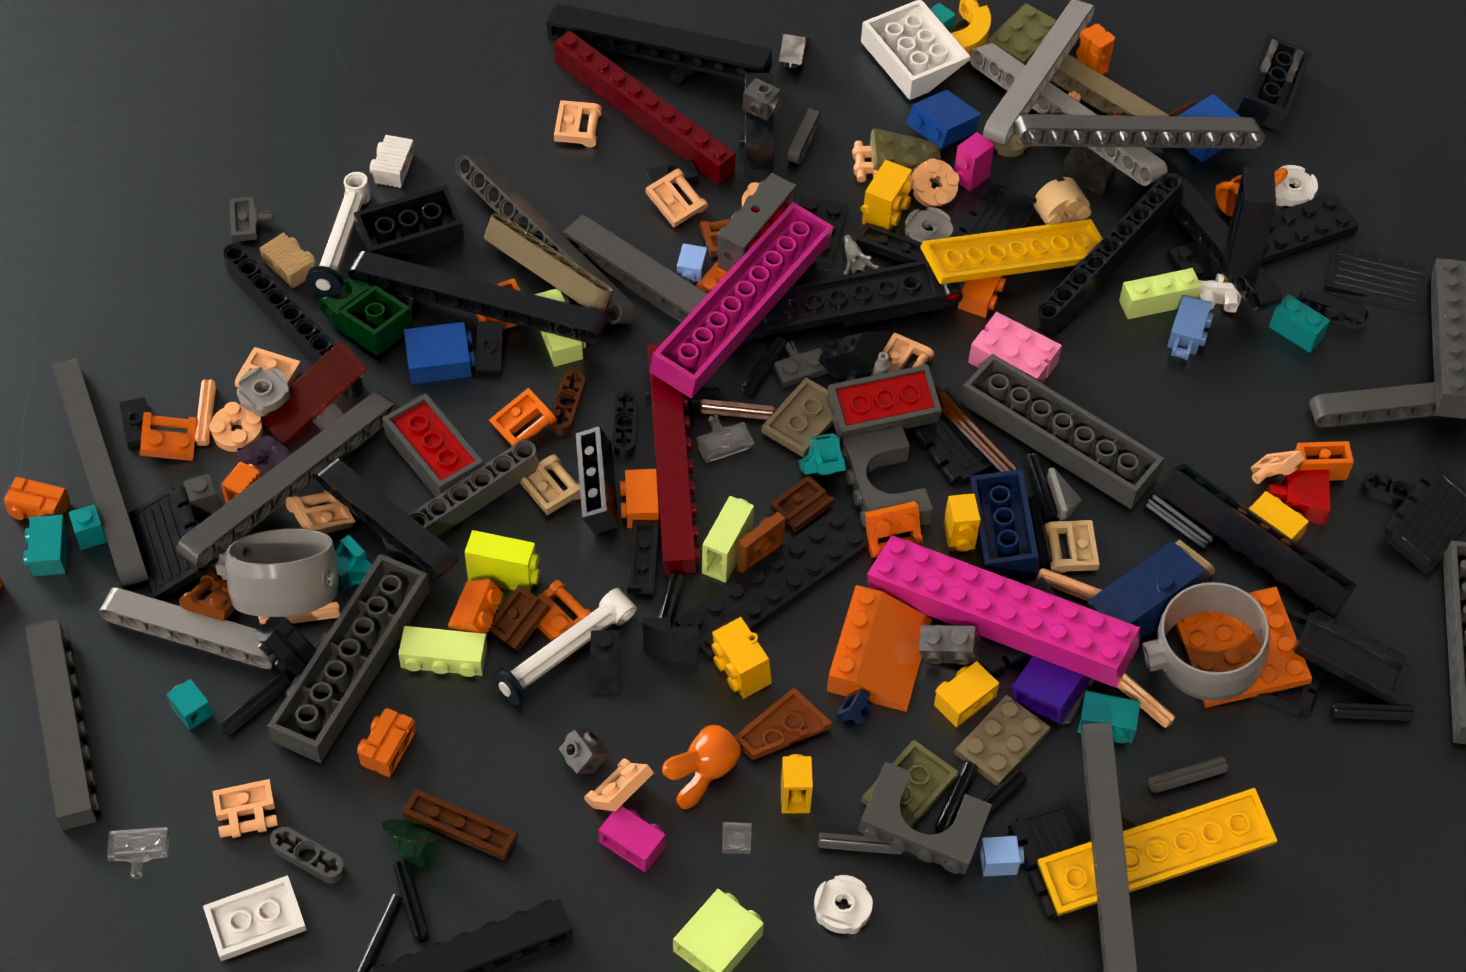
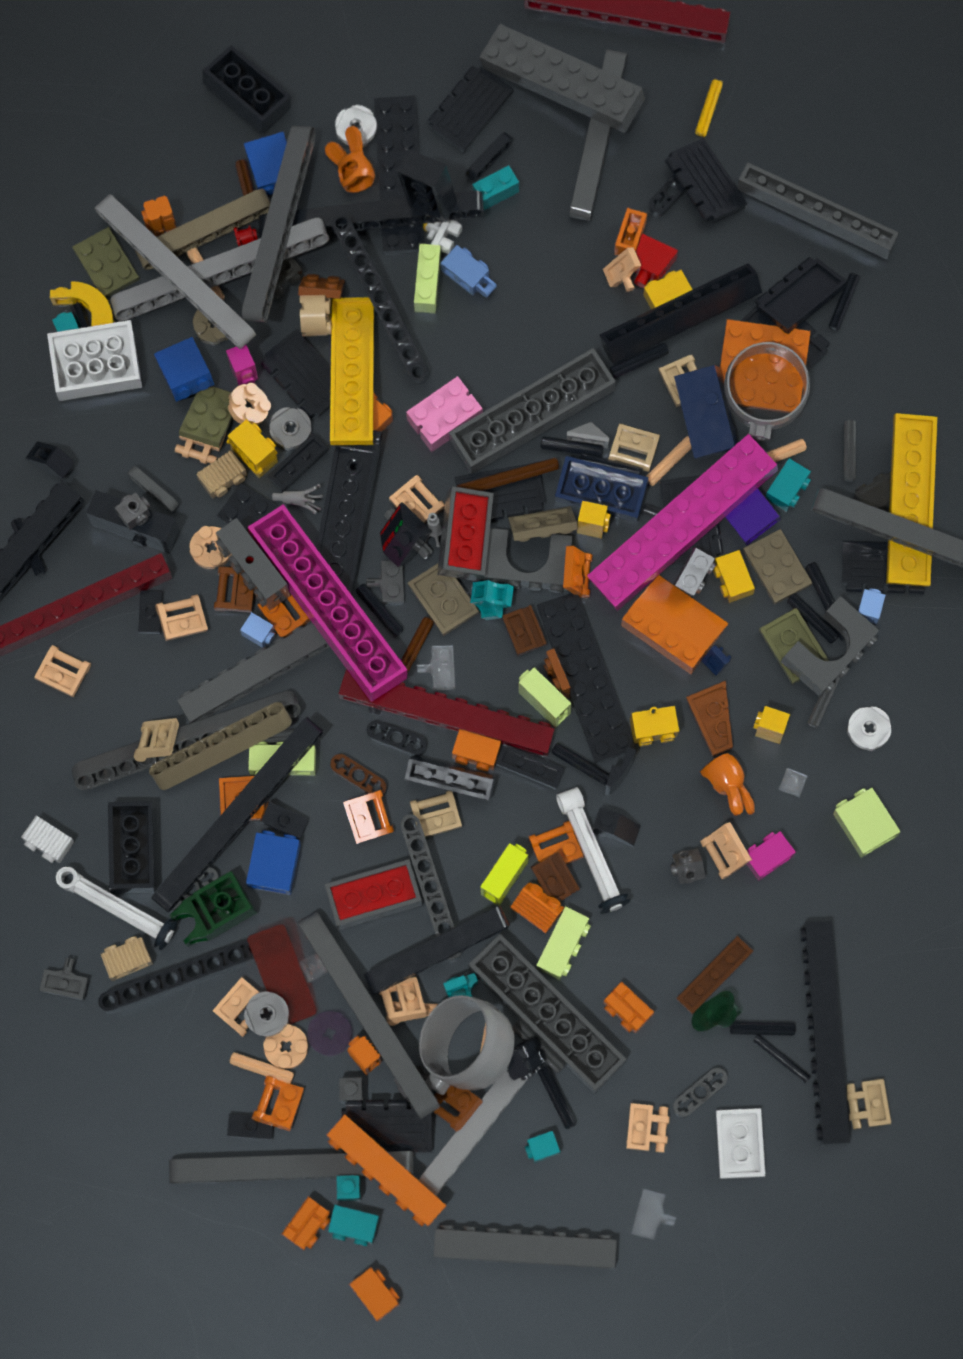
camera: 65 degrees left, 20 degrees up
(111, 547) = (386, 1170): none -> orange brick
(531, 205) = (162, 740): none -> tan plate
(845, 184) = (222, 474): none -> tan brick
(928, 473) = (542, 524): none -> dark tan plate
(1096, 201) = (313, 285): none -> dark orange plate

